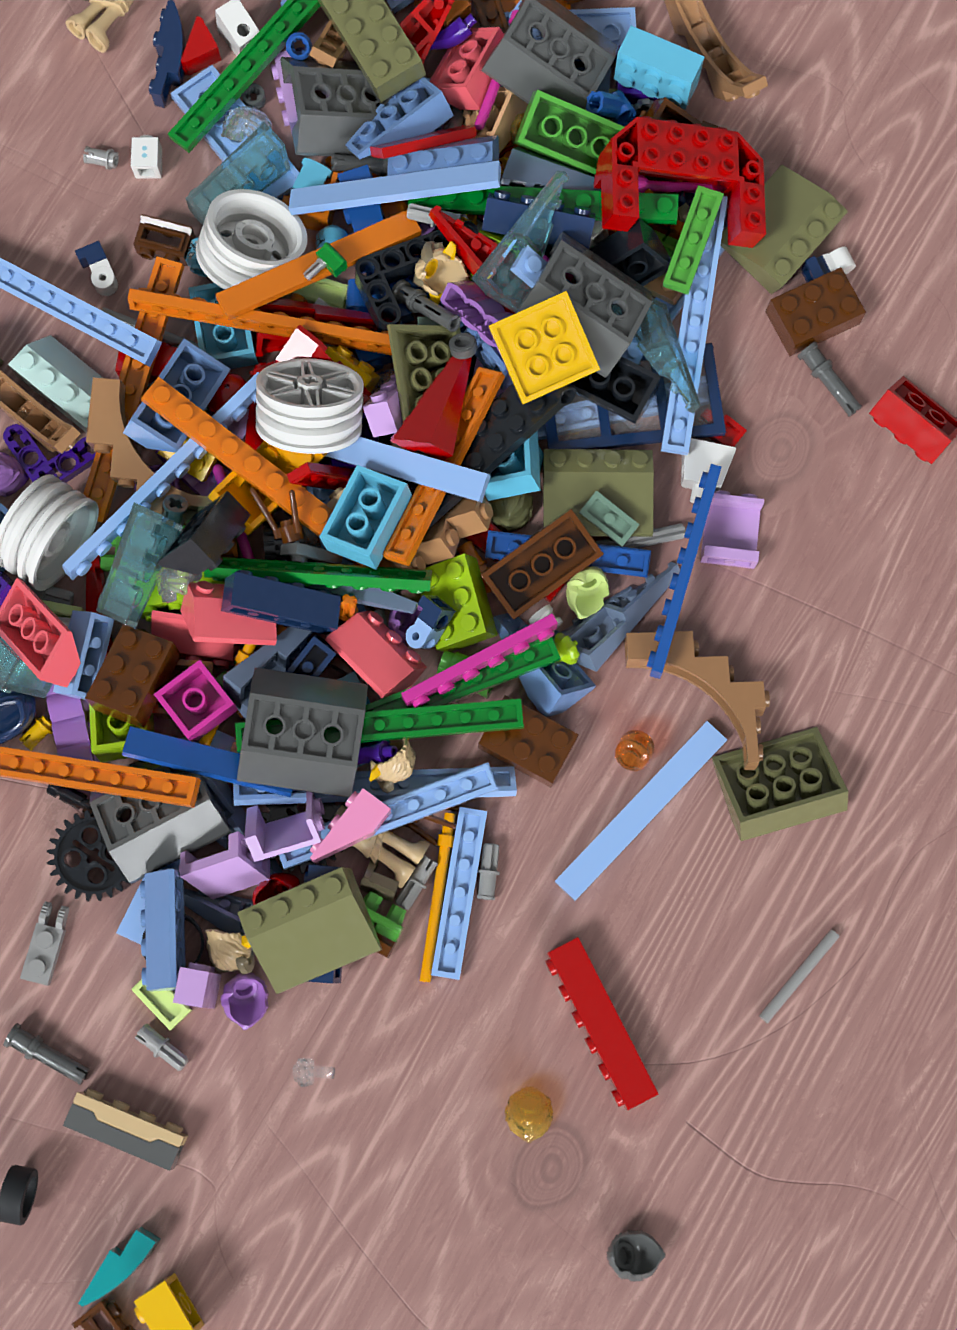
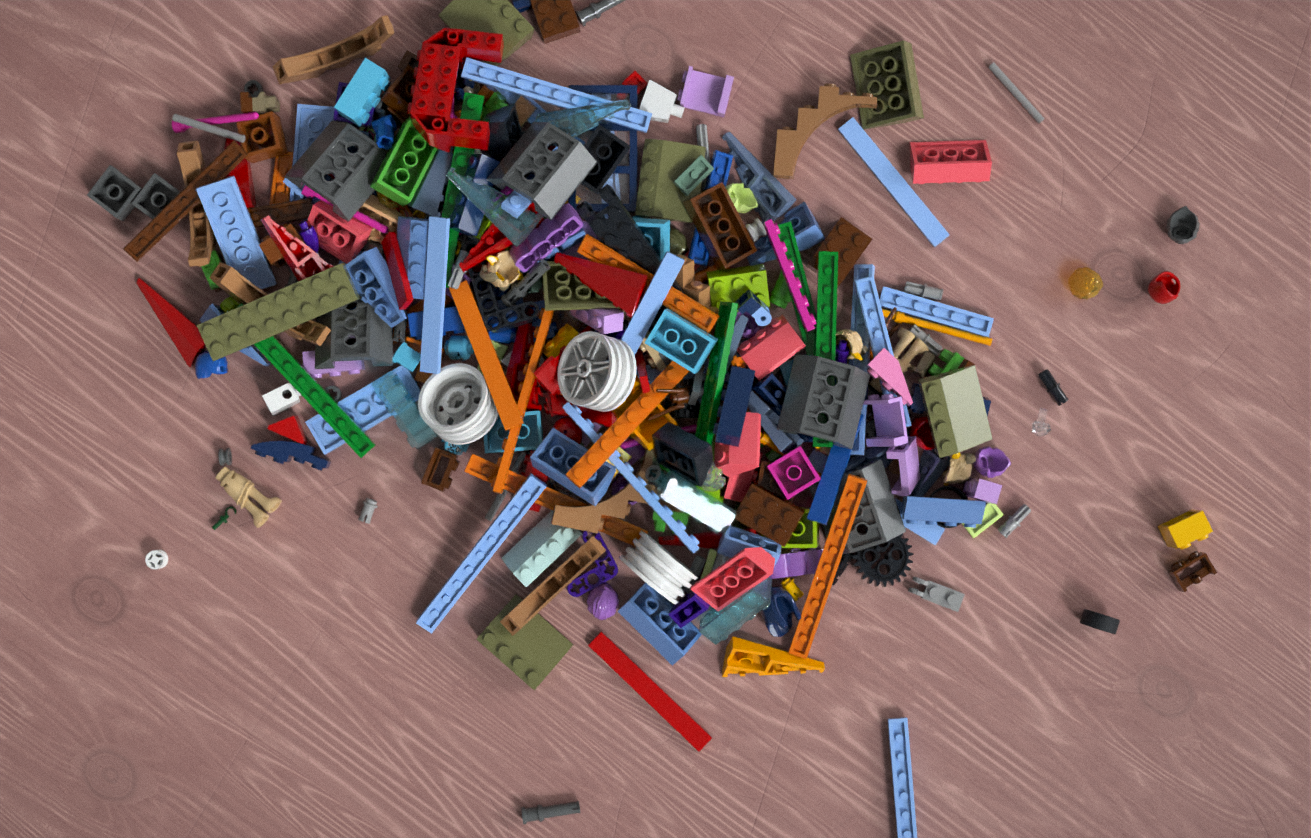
camera: 85 degrees left, 10 degrees up
(34, 1048) = (1005, 605): dark grey pin -> none
(102, 273) = (458, 516): leg -> none
(120, 1265) = (1150, 559): teal slope -> none
(126, 1130) = (1065, 548): piece -> none
(146, 157) = (372, 476): white brick -> none
(243, 122) = (363, 400): clear hair -> none
(295, 54) = (308, 353): blue cone -> none
(327, 258) = (486, 348): green piece -> none
(367, 1083) = (1053, 387): none -> black axle
(463, 346) = (560, 260): dark grey tile -> none
(535, 1236) = (1163, 289): none -> red helmet
(544, 347) = (579, 201): yellow plate -> none
(566, 648) = (780, 217): lime piece -> none
(602, 1024) = (1033, 227): red brick -> none
(634, 750) = (854, 180): clear orange head -> none
(680, 581) = (729, 125): blue plate -> none
(682, 887) = (950, 161): none -> coral slope
(693, 240) = (498, 86): bright green plate -> none

